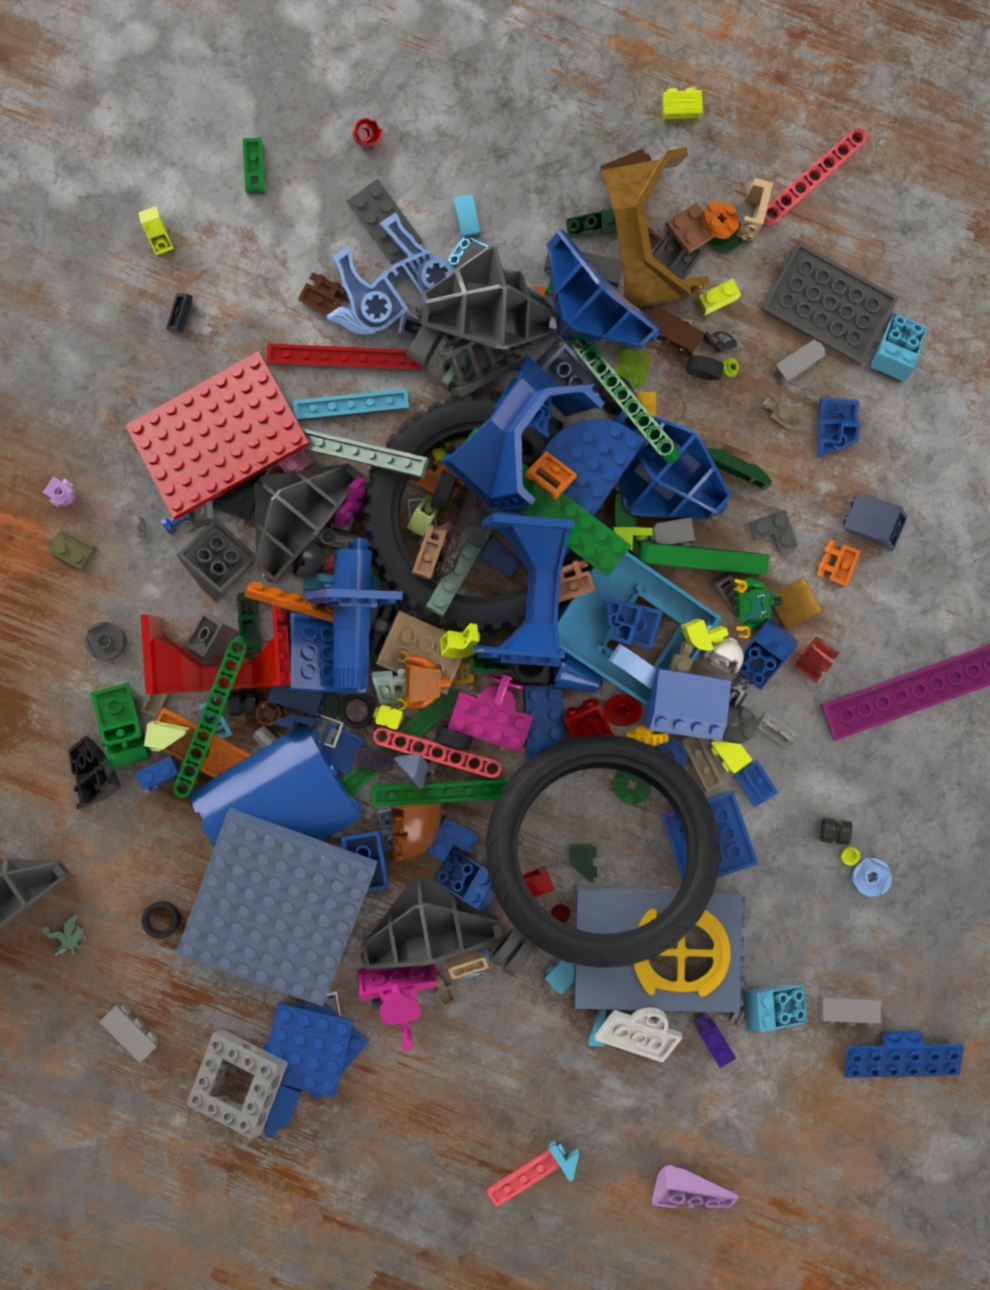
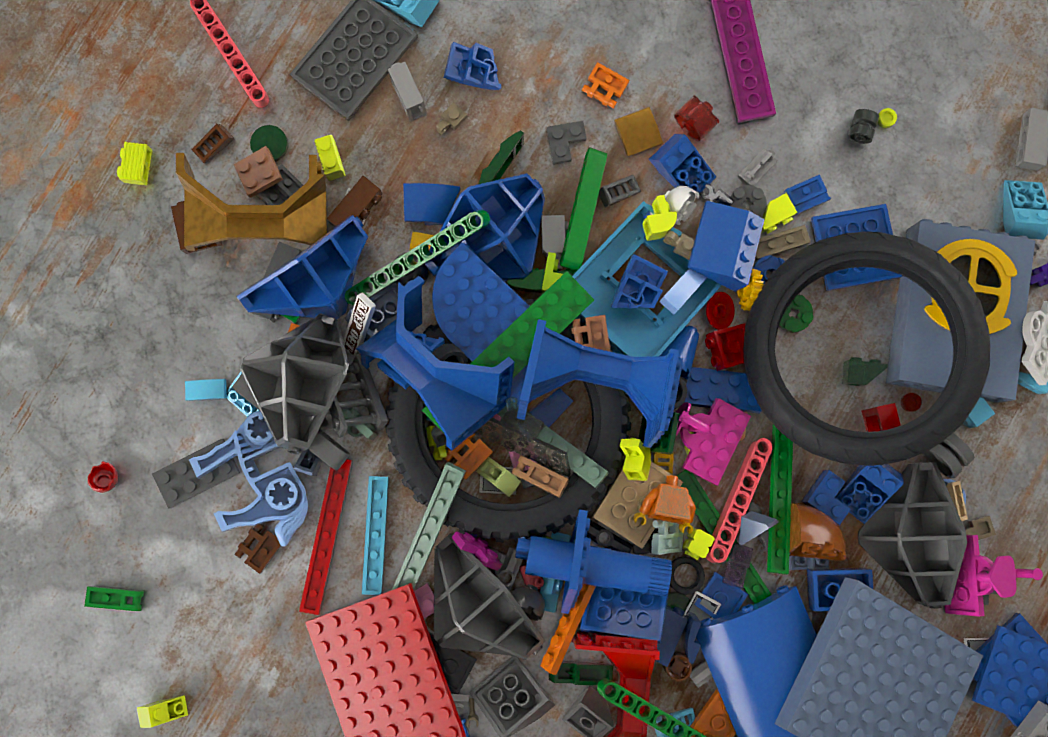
camera: 85 degrees left, 5 degrees down
(179, 312) = (246, 696): black plate -> none
(243, 703) = (663, 692): black wheel -> none
(443, 491) = (480, 453): black tyre -> none
(453, 738) = (728, 482): black tyre -> none
(552, 353) = (358, 323): none -> tile
(553, 470) = (480, 336): orange plate -> none
(592, 224) = (236, 264): dark green slope -> none
(631, 368) = (385, 251): clear neon green plate -> none
(687, 403) = (428, 202): none -> blue slope
(704, 367) = (397, 175): black tyre -> none
(720, 340) = (373, 163): black piece -> none
(724, 191) = (213, 133): none -> reddish brown slope
(726, 213) = (254, 142): orange plate -> none
(730, 371) = (400, 158): lime plate -> none
(753, 604) = (635, 169): green torso -> none
(759, 195) = (239, 101): tan panel -> none
(866, 867) = (902, 107): light blue plate -> none
(875, 520) = (570, 44): dark blue slope -> none

